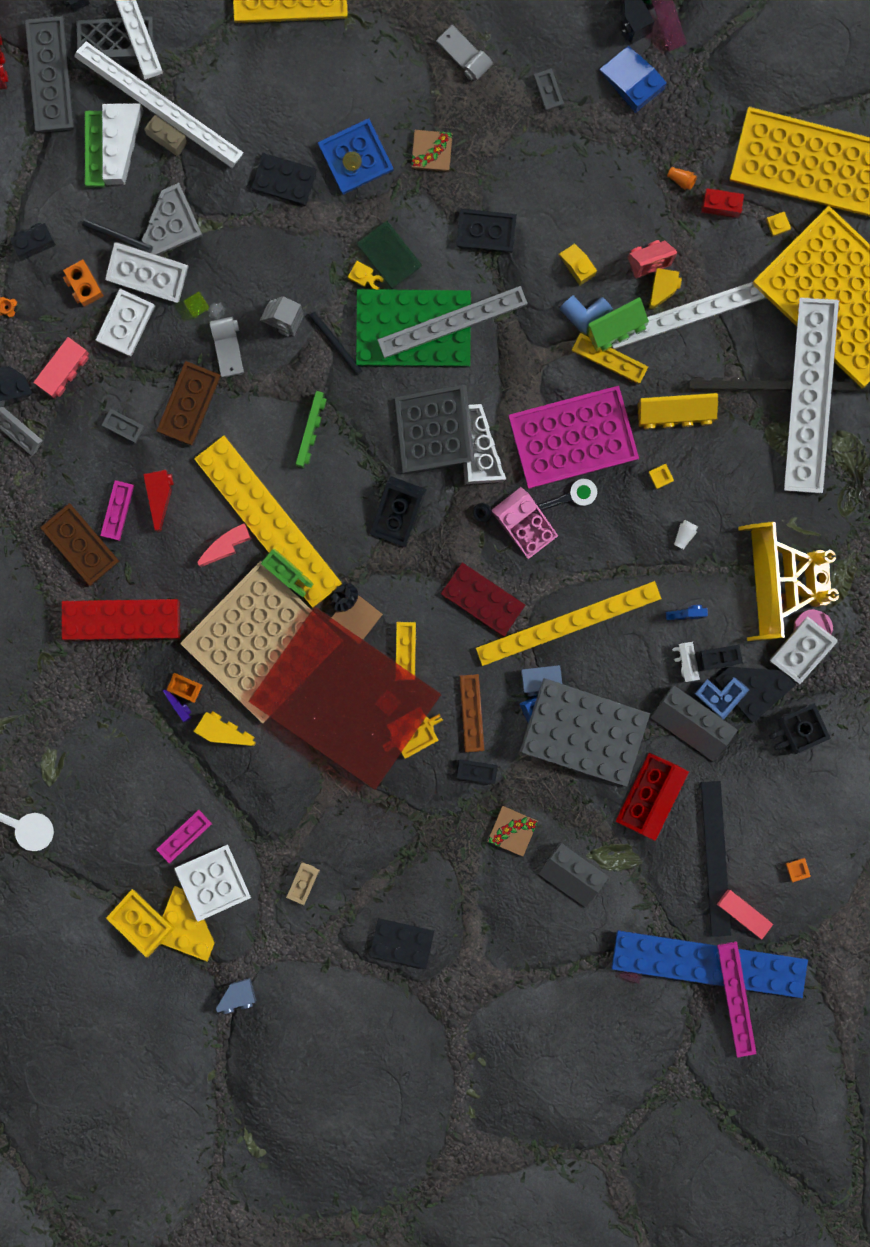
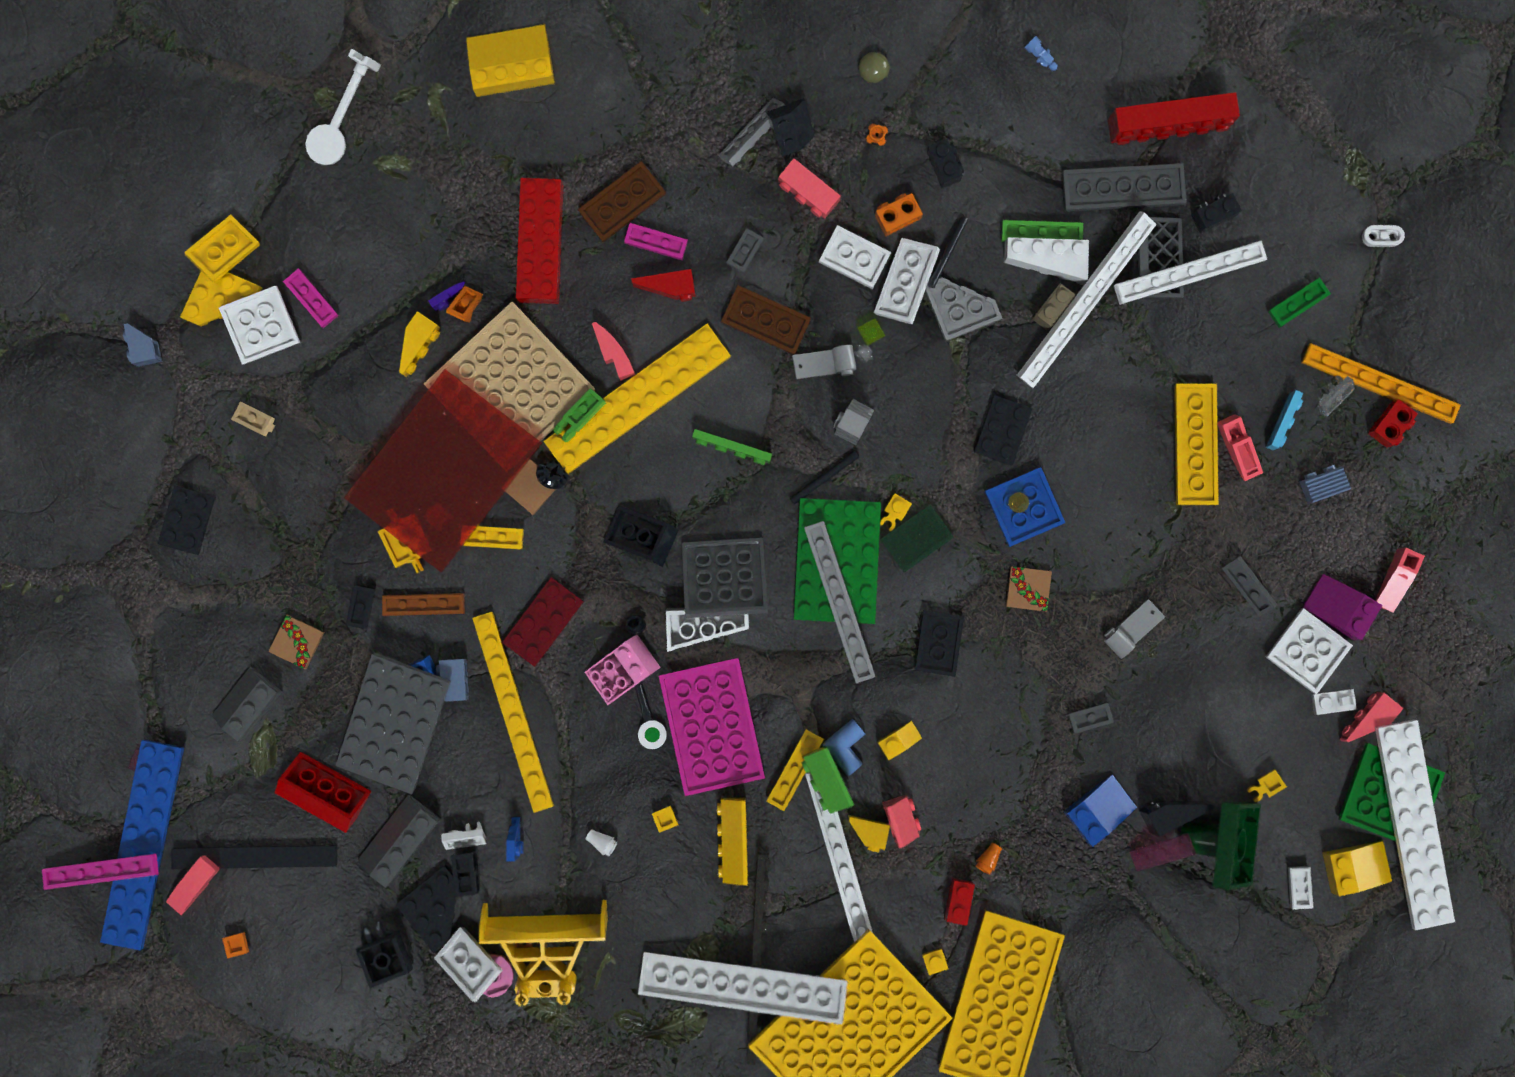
camera: 95 degrees right, 0 degrees up
(722, 701) = (417, 873): medium blue brick -> none

